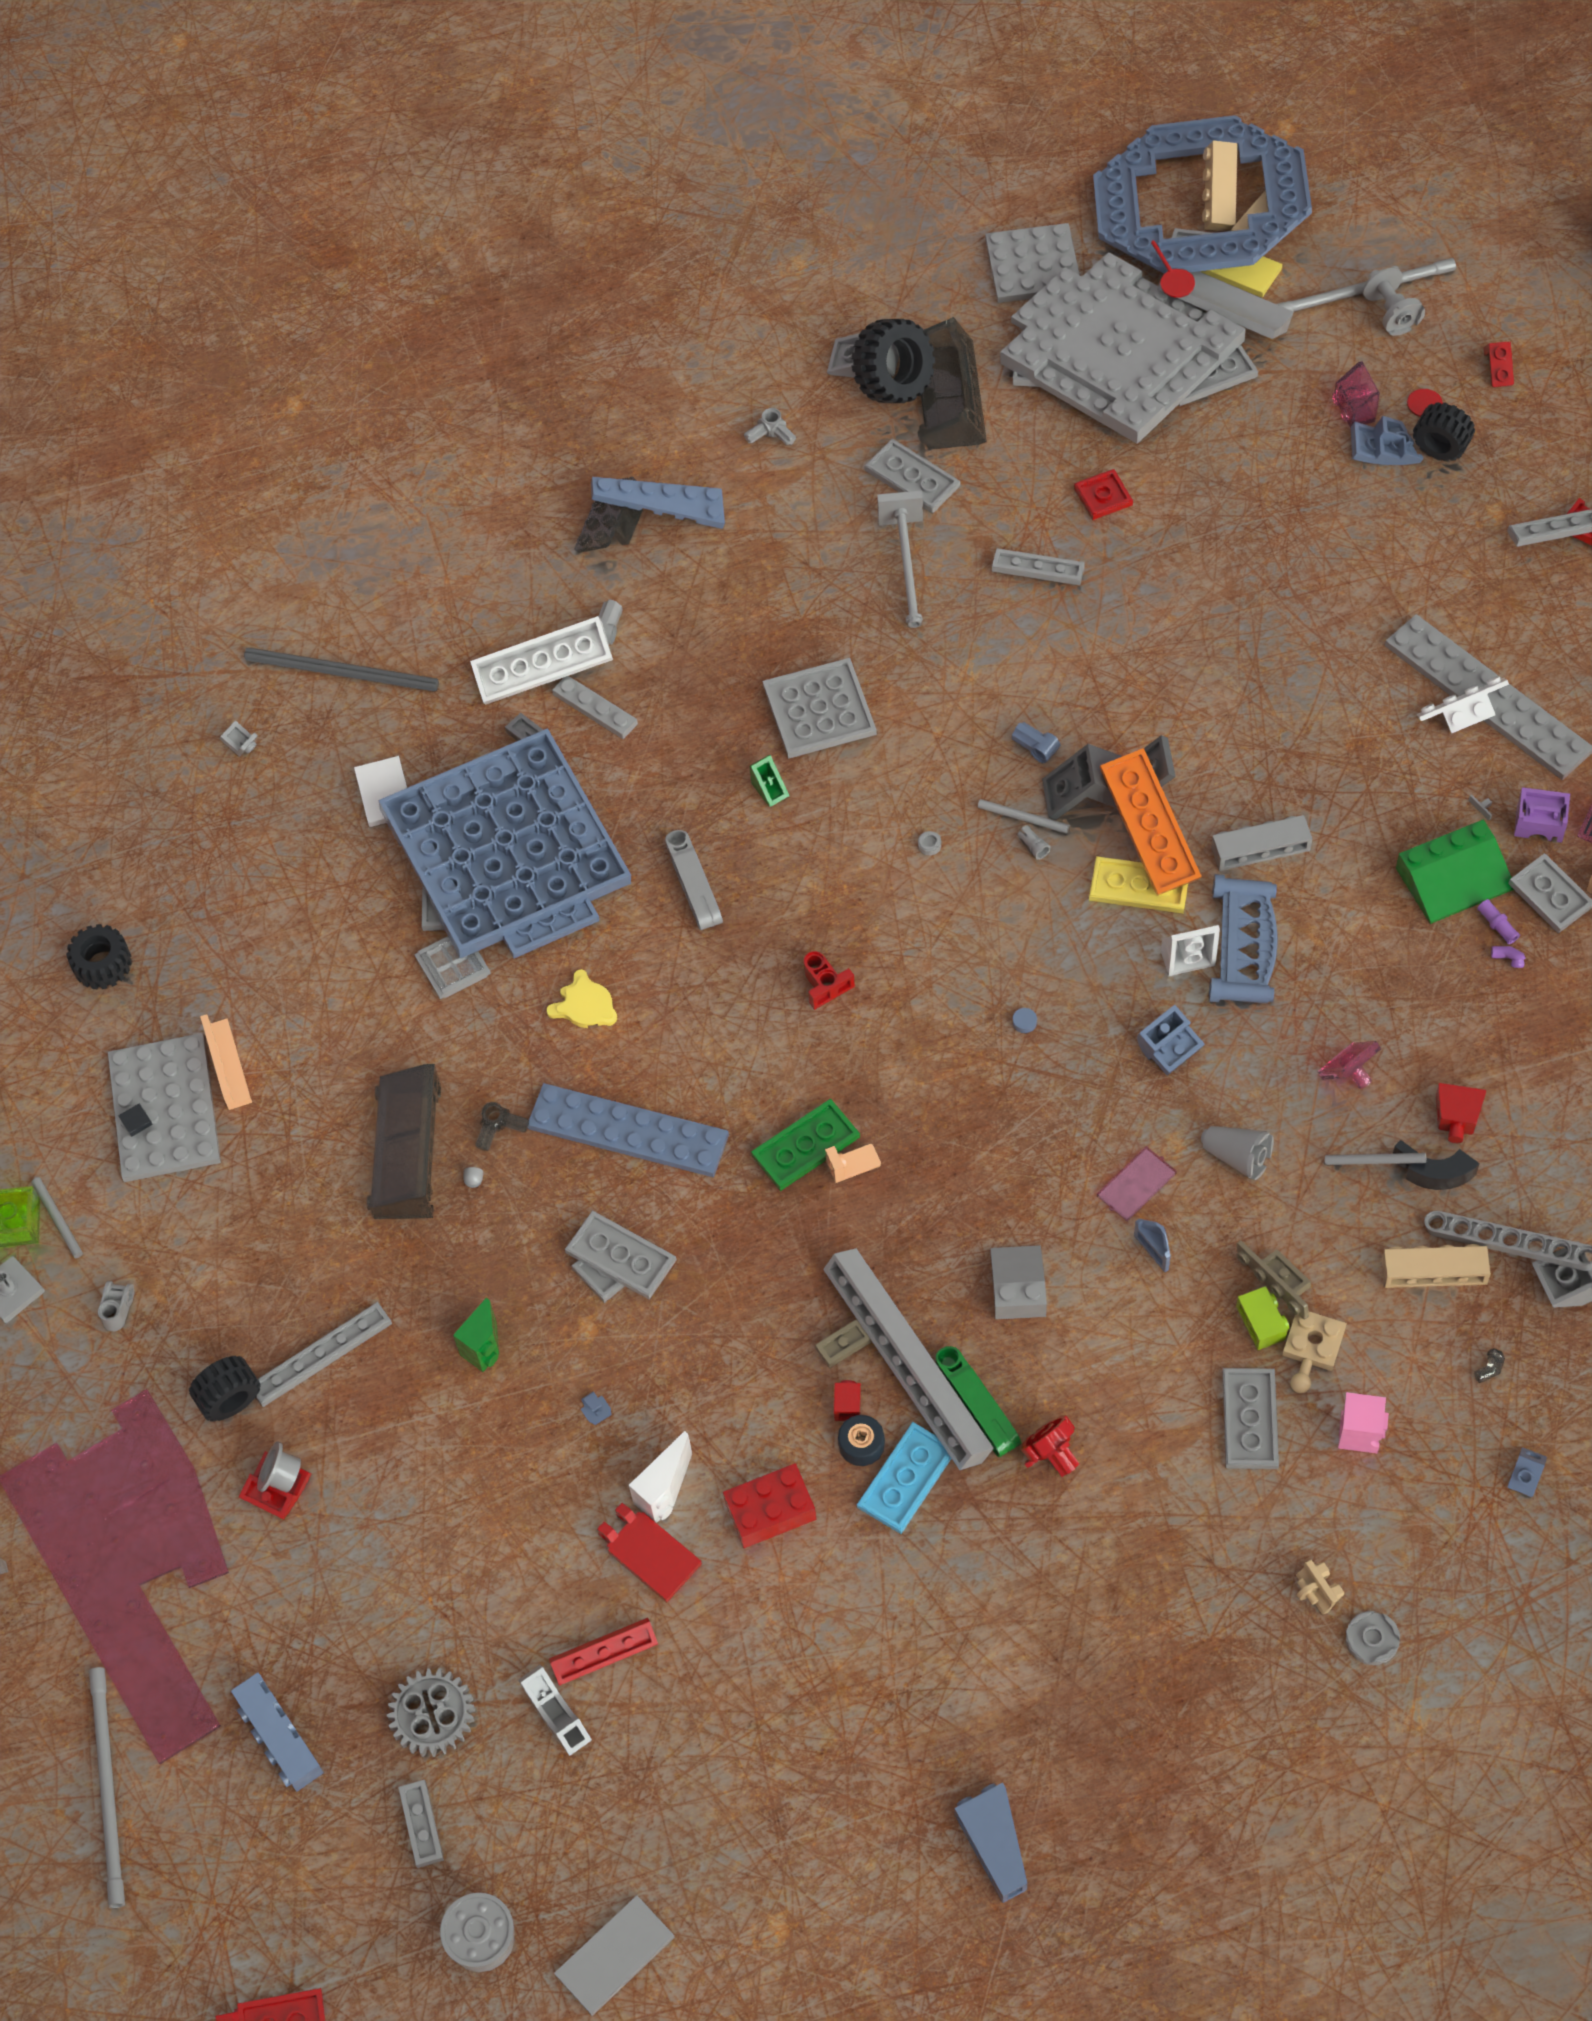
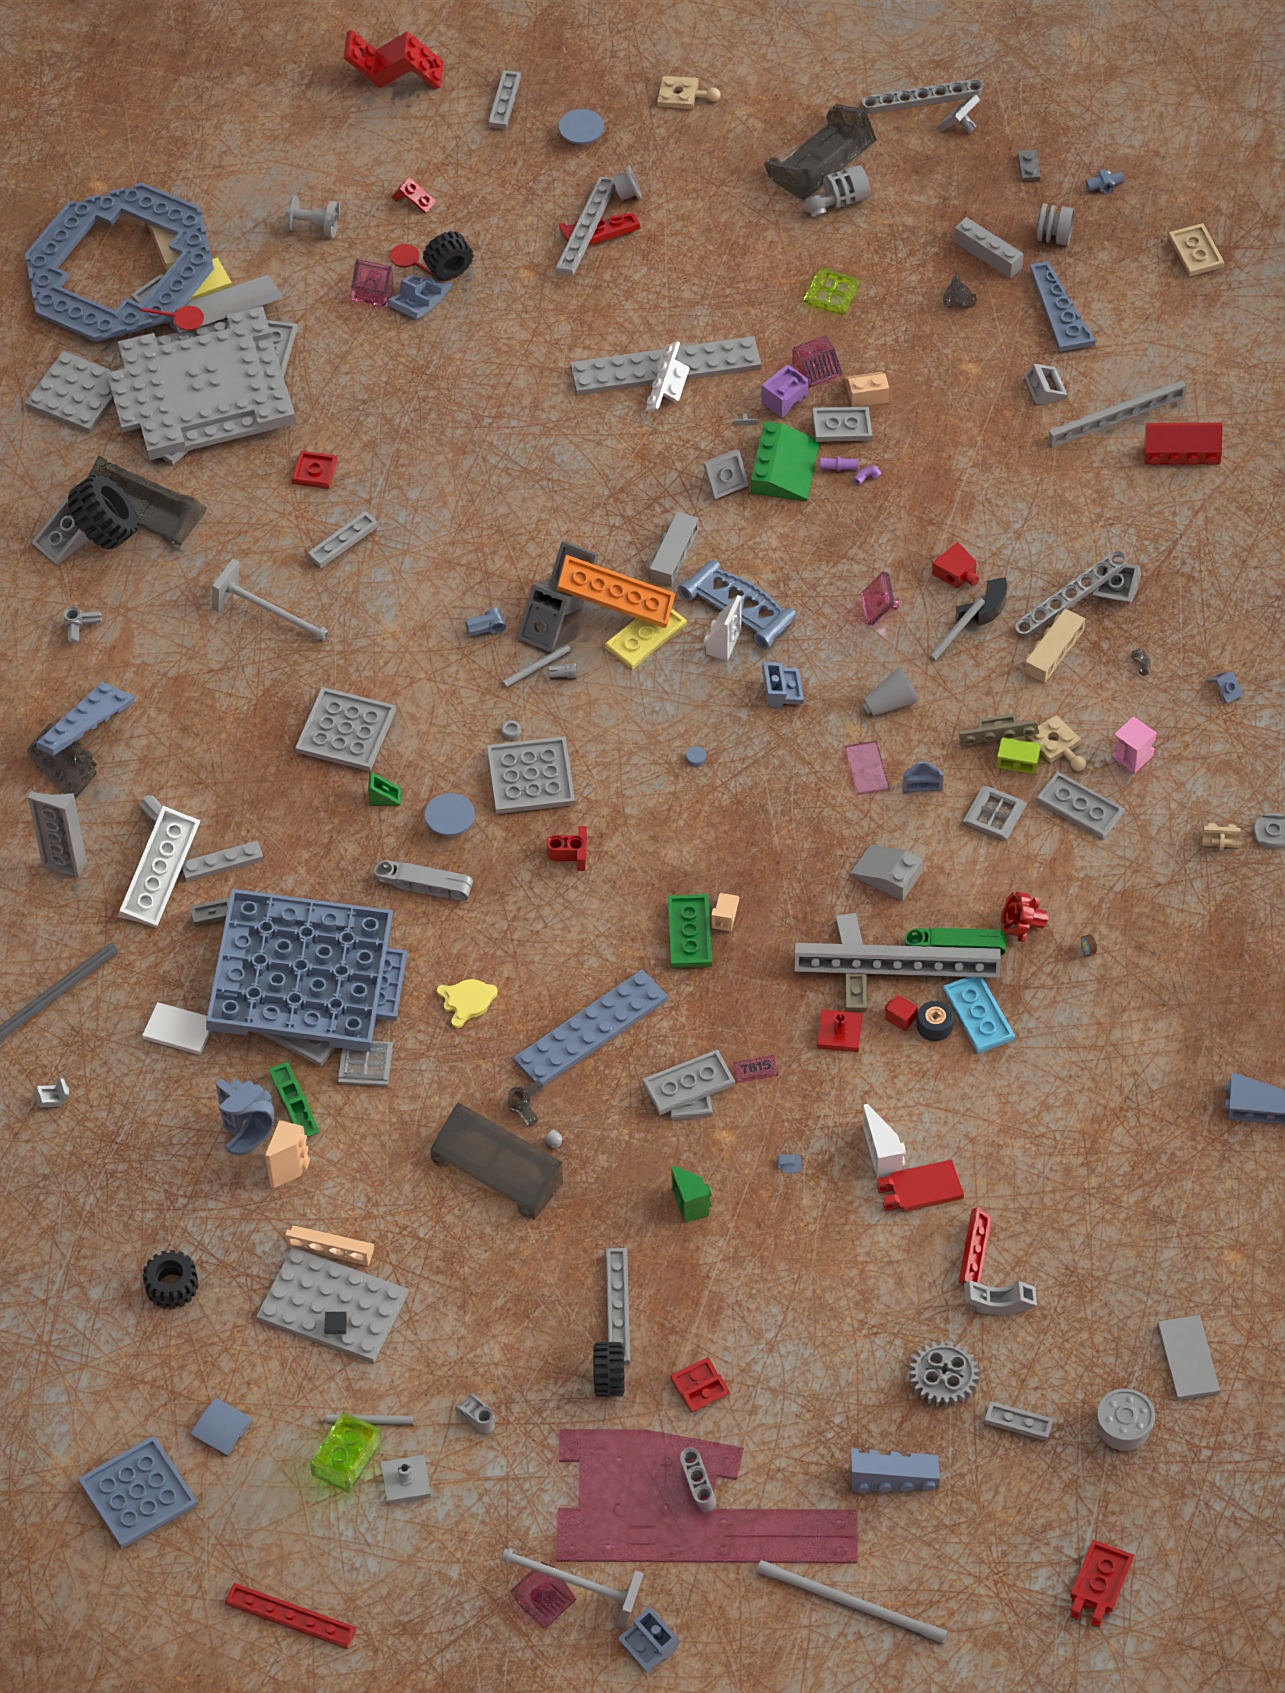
camera: 60 degrees left, 5 degrees down
(152, 1562) = (694, 1471): none -> light grey beam
(278, 1469) = (697, 1367): light grey piece -> none
(283, 959) = (286, 1154): none -> light nougat slope
(305, 887) = (243, 1102): none -> sand blue piece
(366, 933) = (293, 1099): none -> green slope
(495, 555) = (58, 832): none -> light grey arch
(685, 1307) = (755, 1068): none -> clear pink tile
(769, 1505) = (943, 1097): red brick -> none
(782, 852) = (449, 814): none -> sand blue piece
(788, 1357) = (839, 1030): none -> red tile
(886, 892) = (531, 775): none -> light grey plate
(910, 472) = (193, 566): light grey tile -> none
(915, 1292) = (849, 929): none -> light grey tile
(1070, 1535) = (1088, 945): none -> reddish brown tile
(1173, 1339) = (994, 812): none -> light grey piece
(1220, 186) = (126, 245): tan brick -> none
(1389, 827) = (725, 473): none -> light grey tile
(1433, 269) = (302, 180): light grey piece -> none

